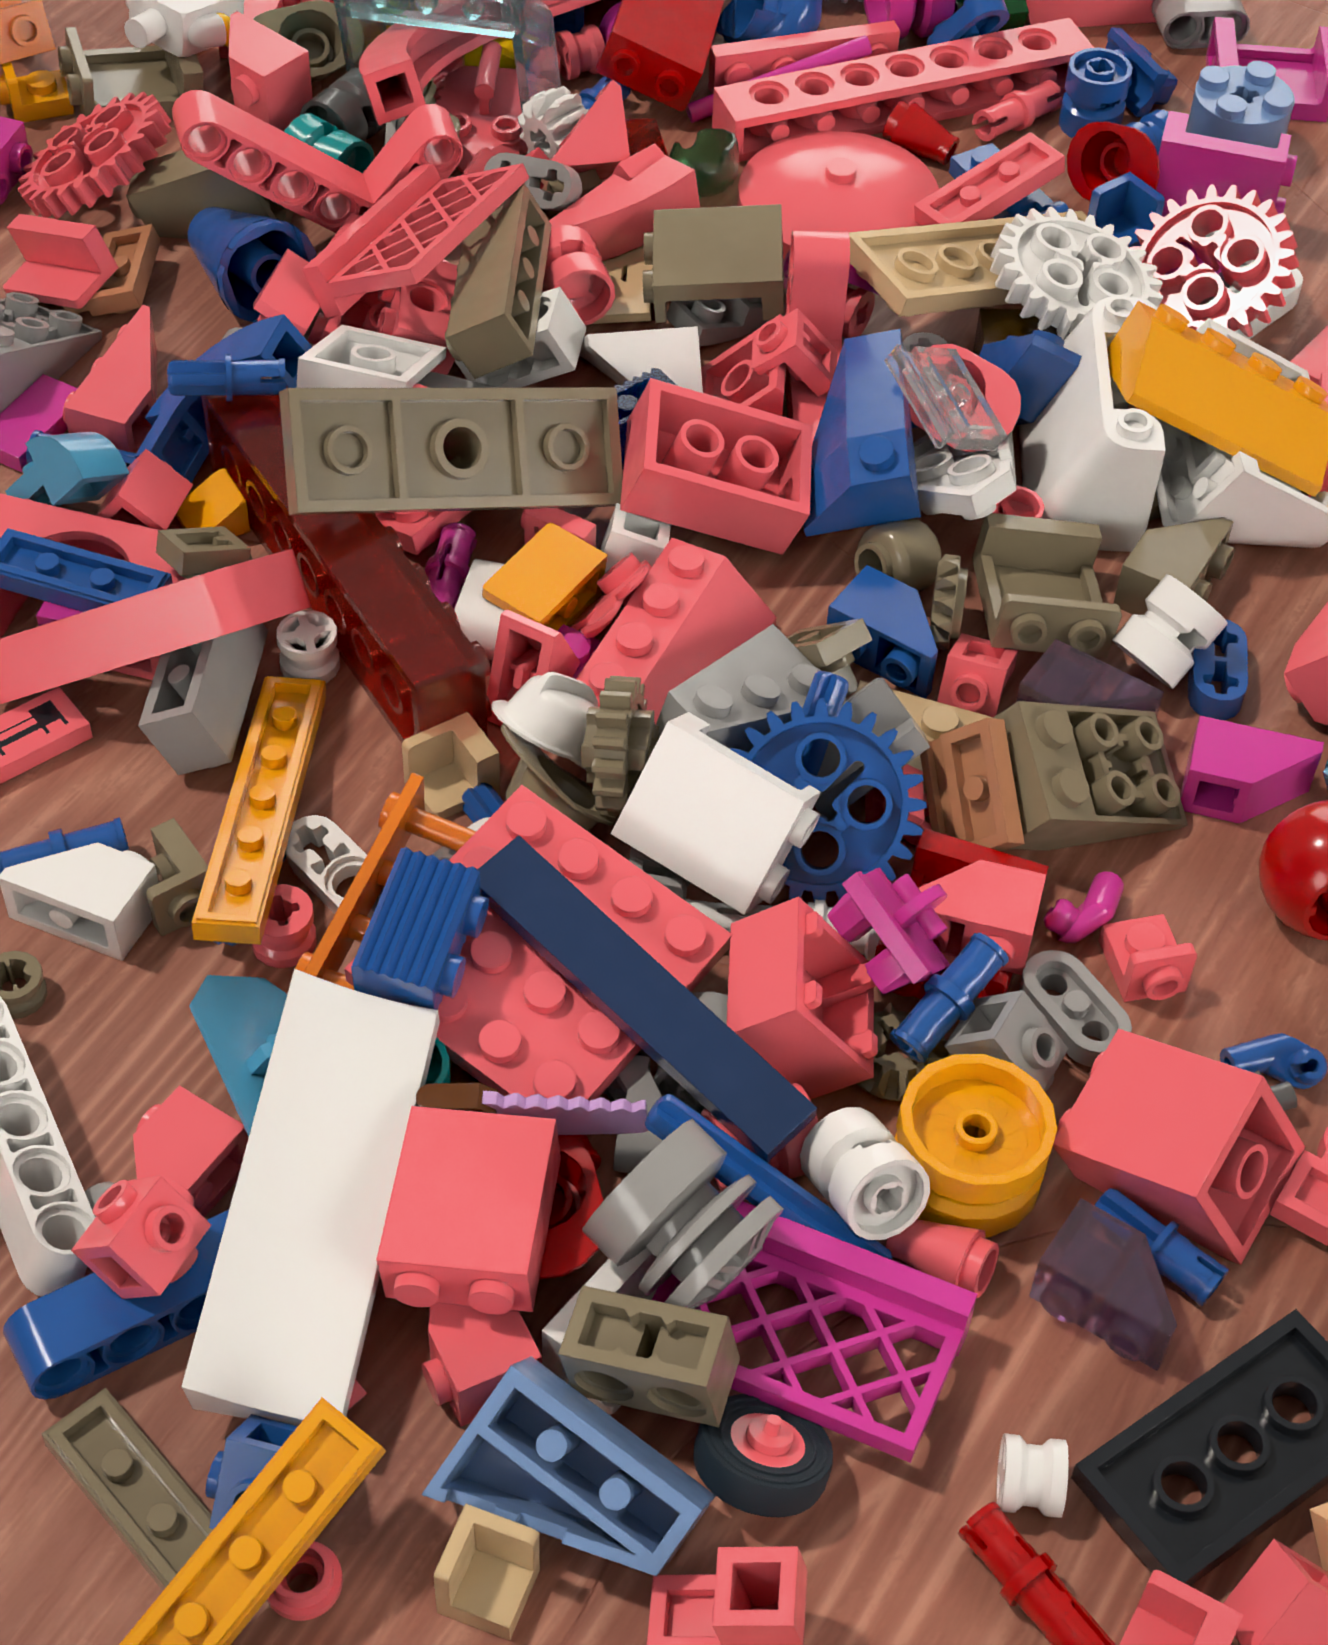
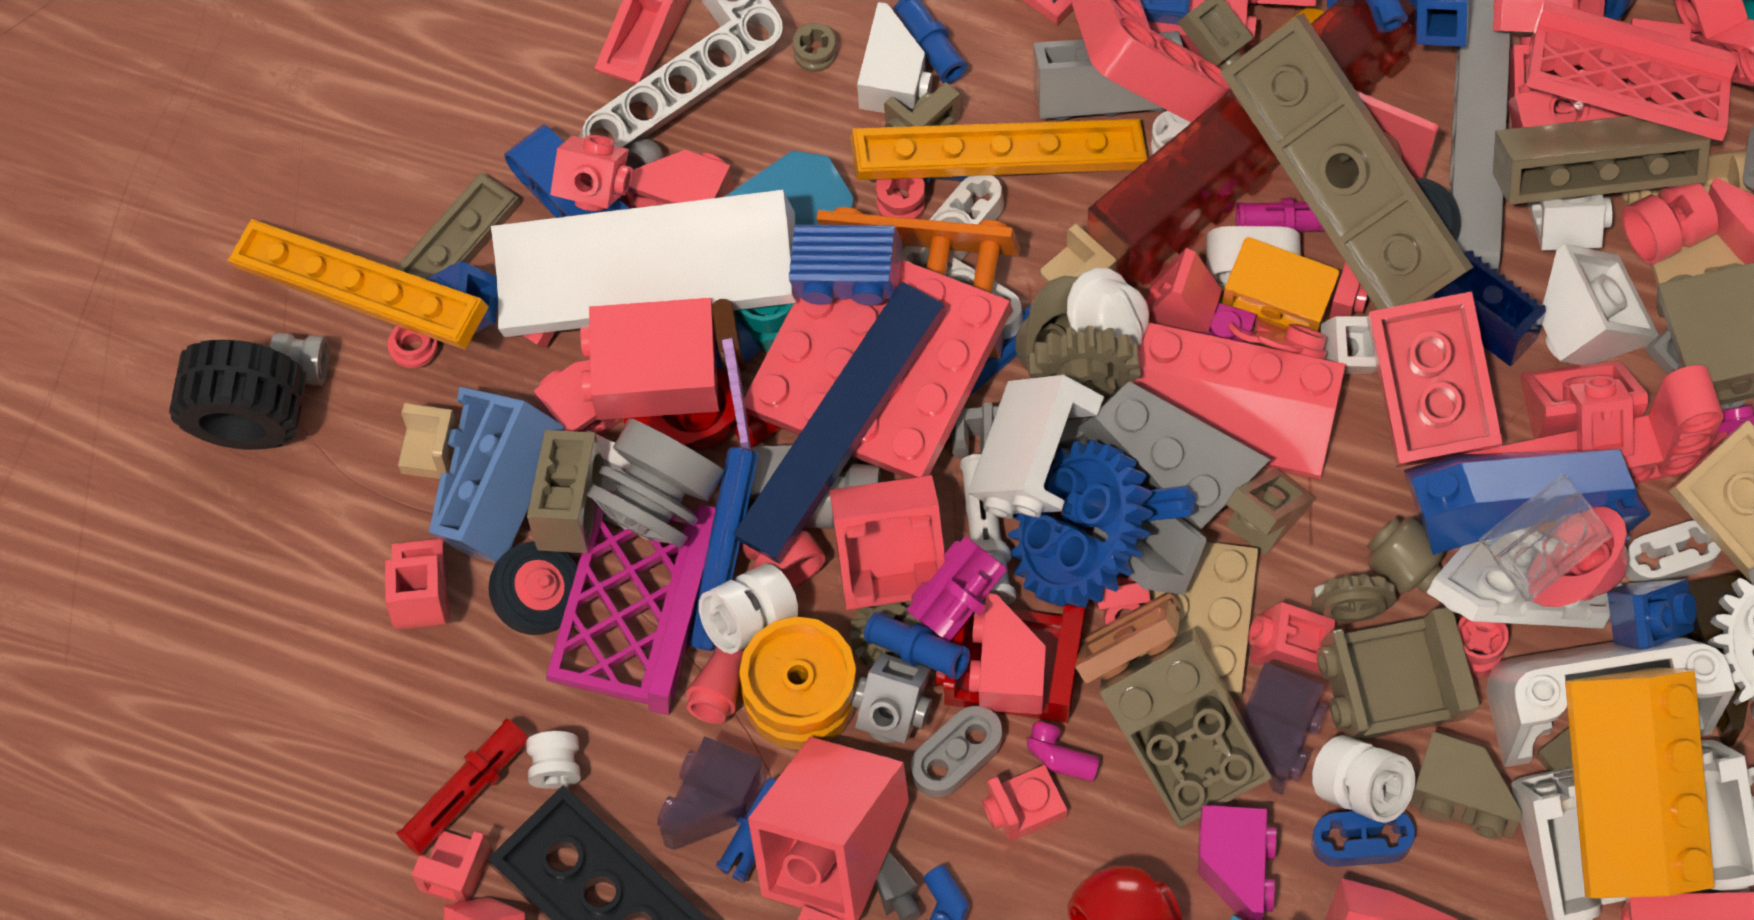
camera: 85 degrees right, 15 degrees up
(366, 360) = (1456, 83): white slope -> none
(899, 629) = (1322, 548): blue slope -> none

